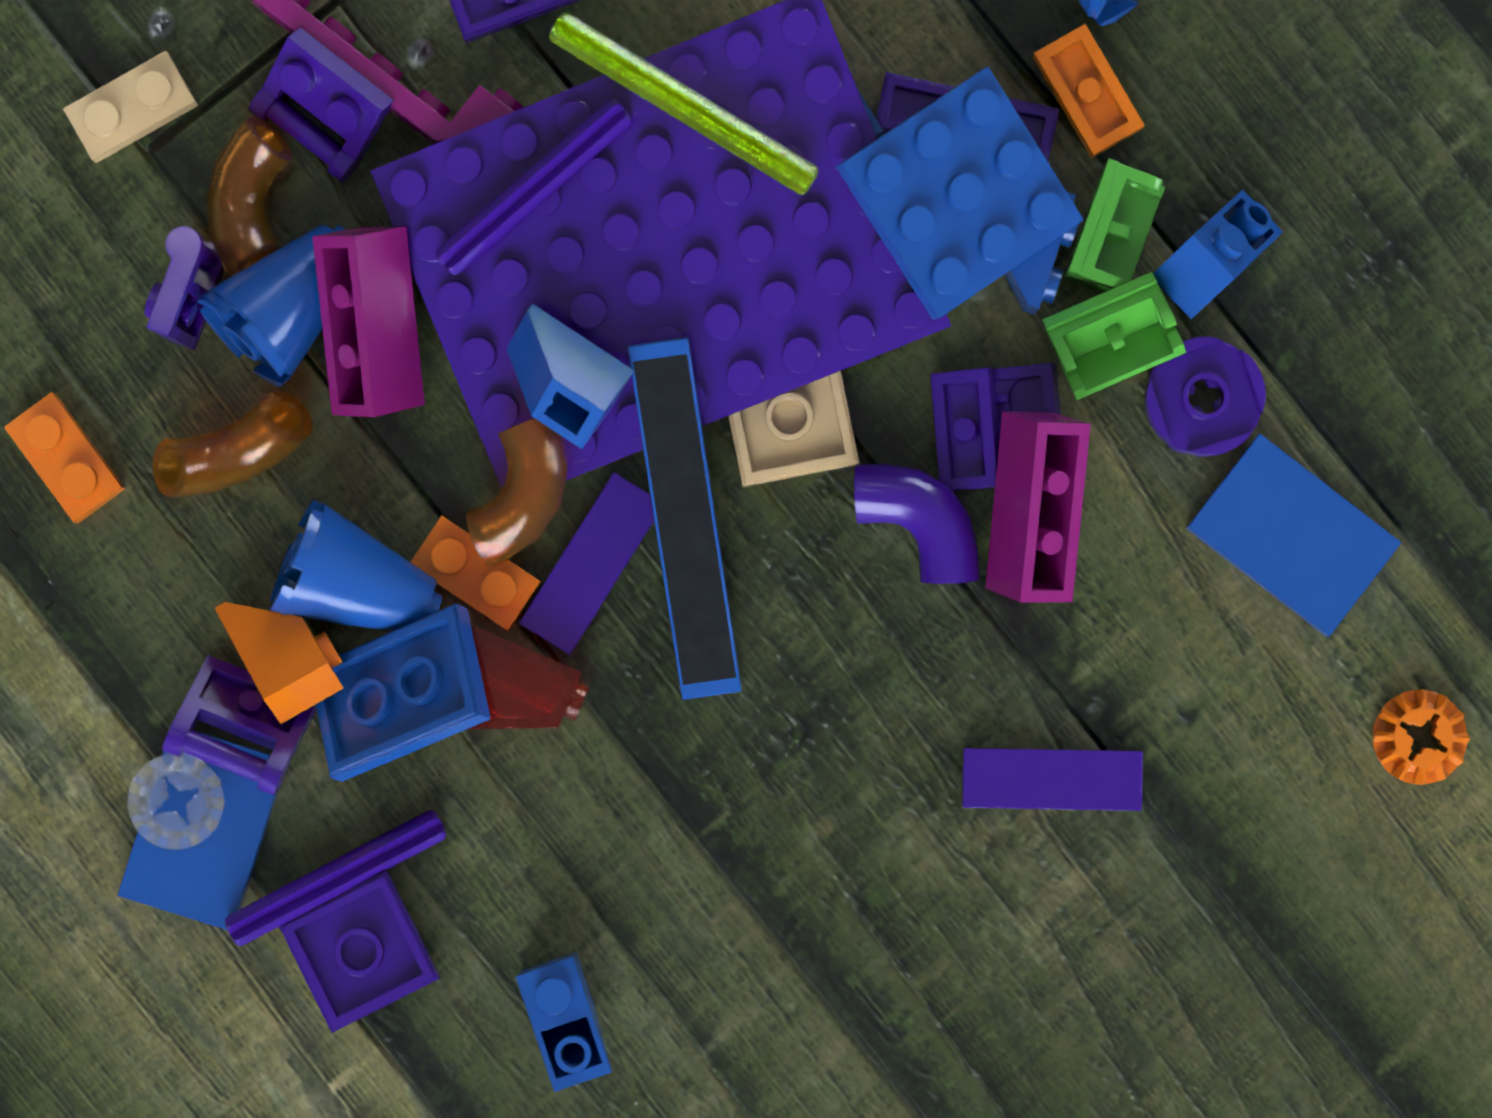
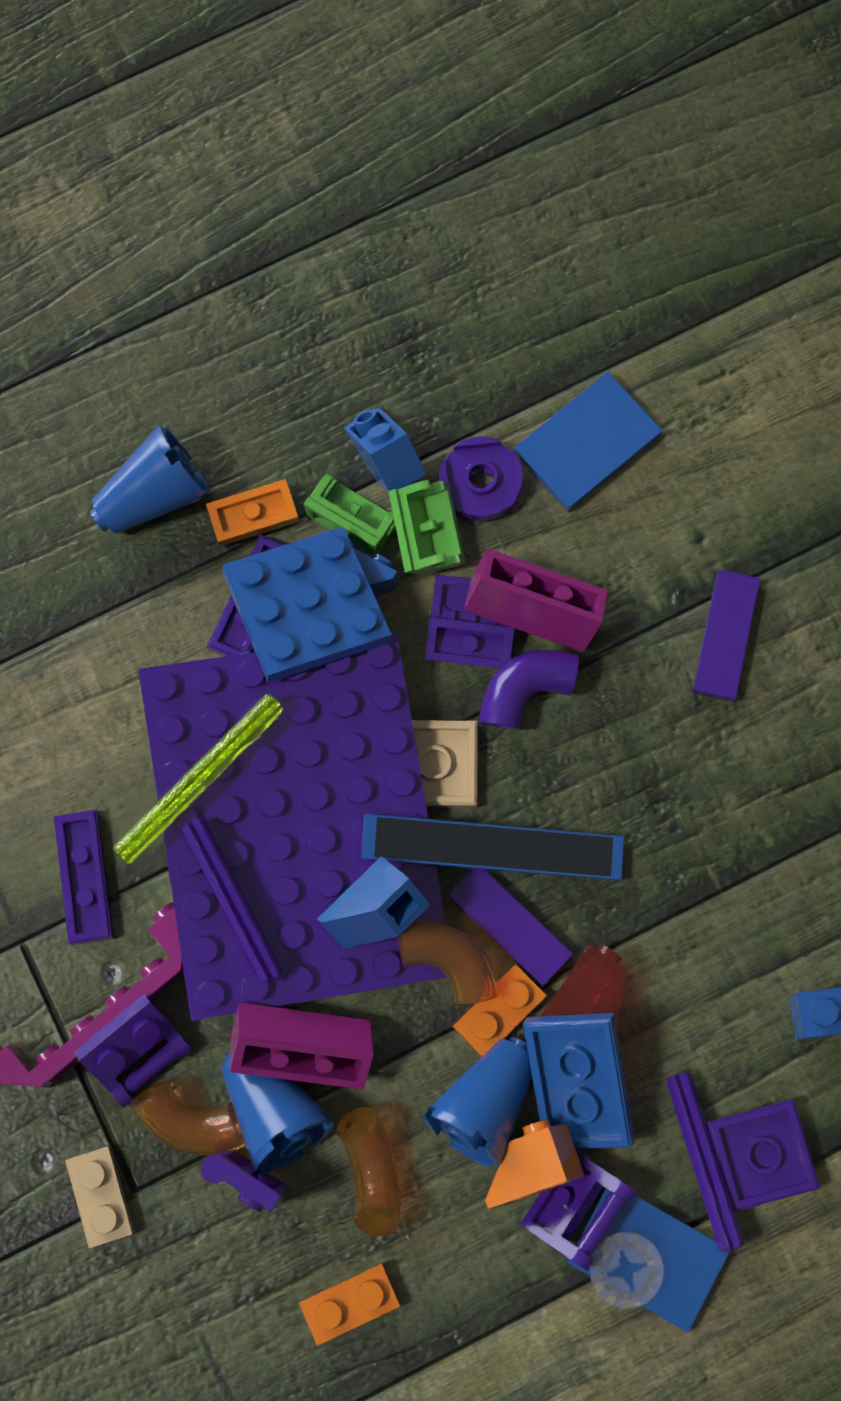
camera: 70 degrees left, 10 degrees down
(1394, 744) = (743, 404): orange gear -> none

